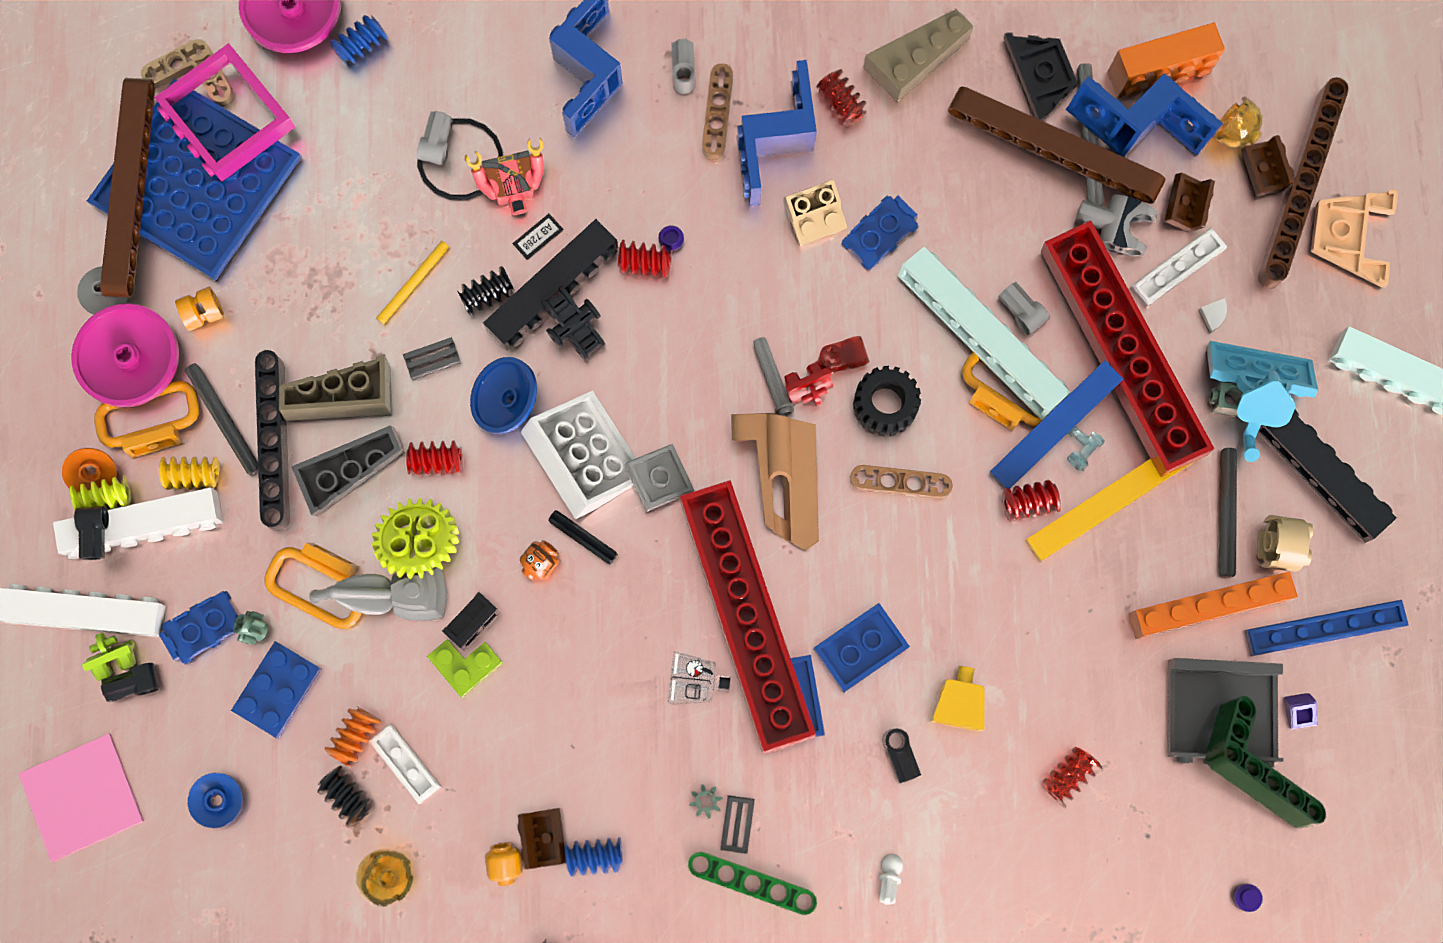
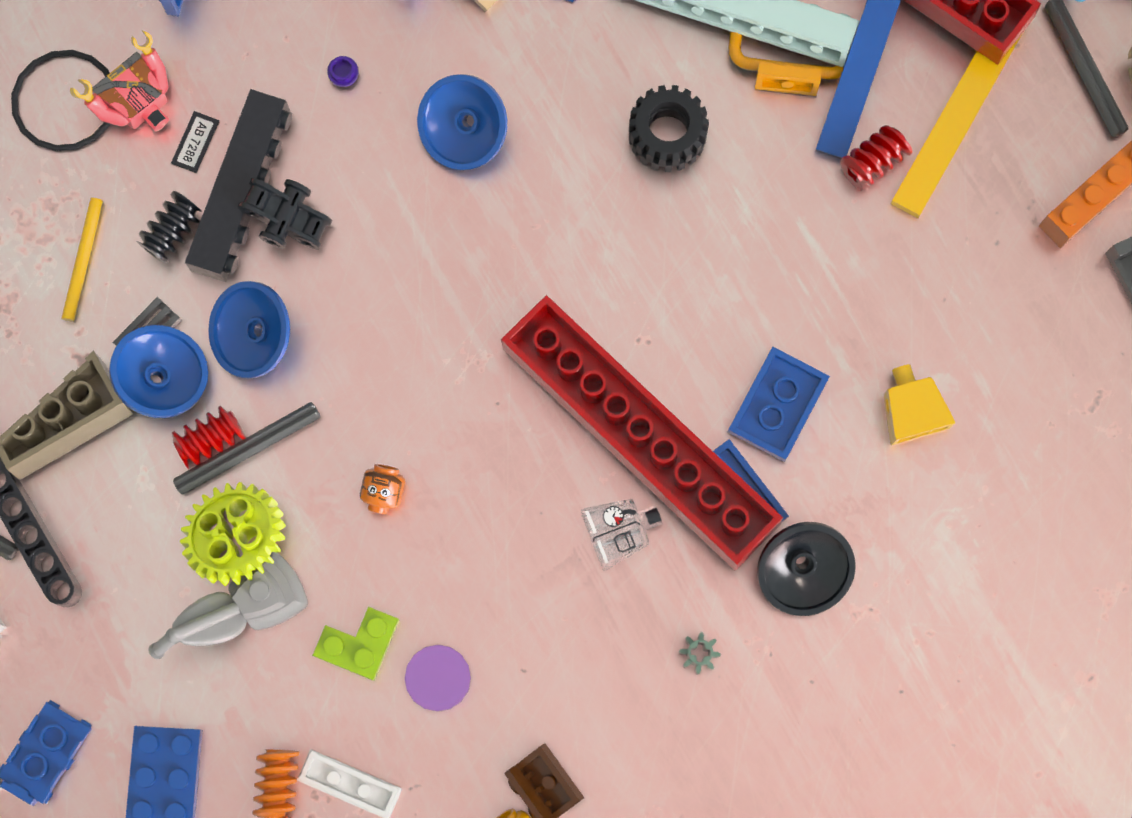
camera: 25 degrees left, 0 degrees up
(250, 627) = (99, 725): sand green gear -> none
(322, 561) = (142, 612): light orange bar -> none
(341, 470) = (111, 501): dark grey wedge -> none
(433, 144) = (26, 97): light grey piece -> none
(436, 383) = (161, 353): none -> blue dish
(456, 480) = (246, 448): none -> dark grey axle
(471, 621) = (341, 592): black hinge -> none
(507, 719) = (437, 678): none -> medium lavender tile
(581, 453) = (369, 350): white slope -> none
(582, 537) = (416, 439): black axle -> none
(594, 857) = (611, 775): blue piece -> none
(644, 258) = (326, 106): red piece -> none
(659, 477) = (465, 333): light grey plate -> none
(724, 317) = (445, 127): none -> blue dish
(734, 848) = (735, 633): dark grey tile -> none
(764, 889) = (811, 713): green beam -> none
(773, 377) = (537, 169): light grey axle -> none
(788, 450) = (589, 232): medium nougat panel -> none
(810, 387) = (578, 155): red hips -> none
(812, 793) = (817, 581): none -> black dish
(847, 355) = (598, 101): clear red piece -> none
(891, 866) = (933, 619): white axle -> none
(900, 486) = (729, 211): medium nougat beam -> none
(901, 757) = (883, 498): black piece -> none
(1070, 775) = (1068, 424): clear red piece -> none
(1090, 443) = (903, 89): clear light blue piece -> none

